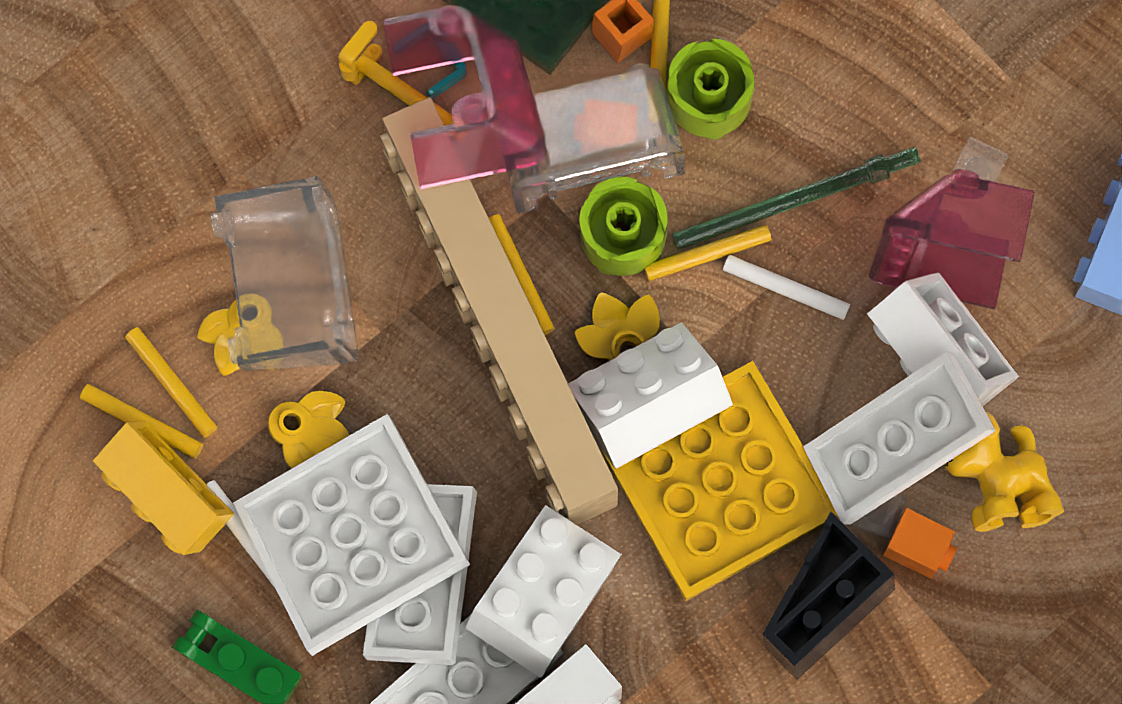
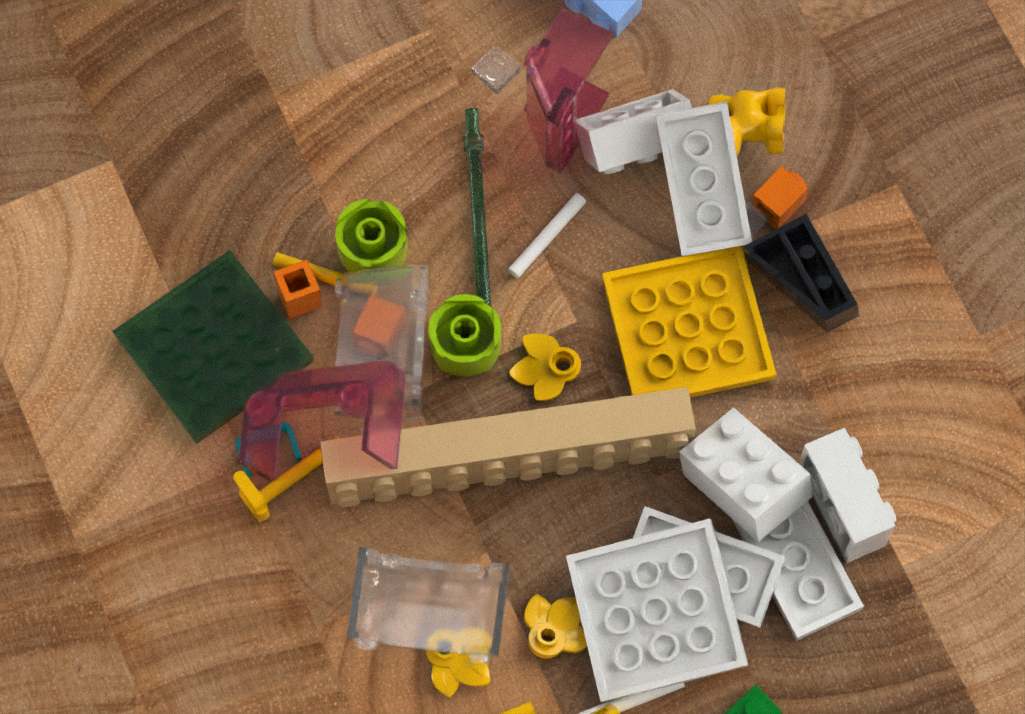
camera: 75 degrees left, 5 degrees down
(650, 394) = (611, 346): white brick -> none
(708, 252) = (501, 282): yellow bar -> none

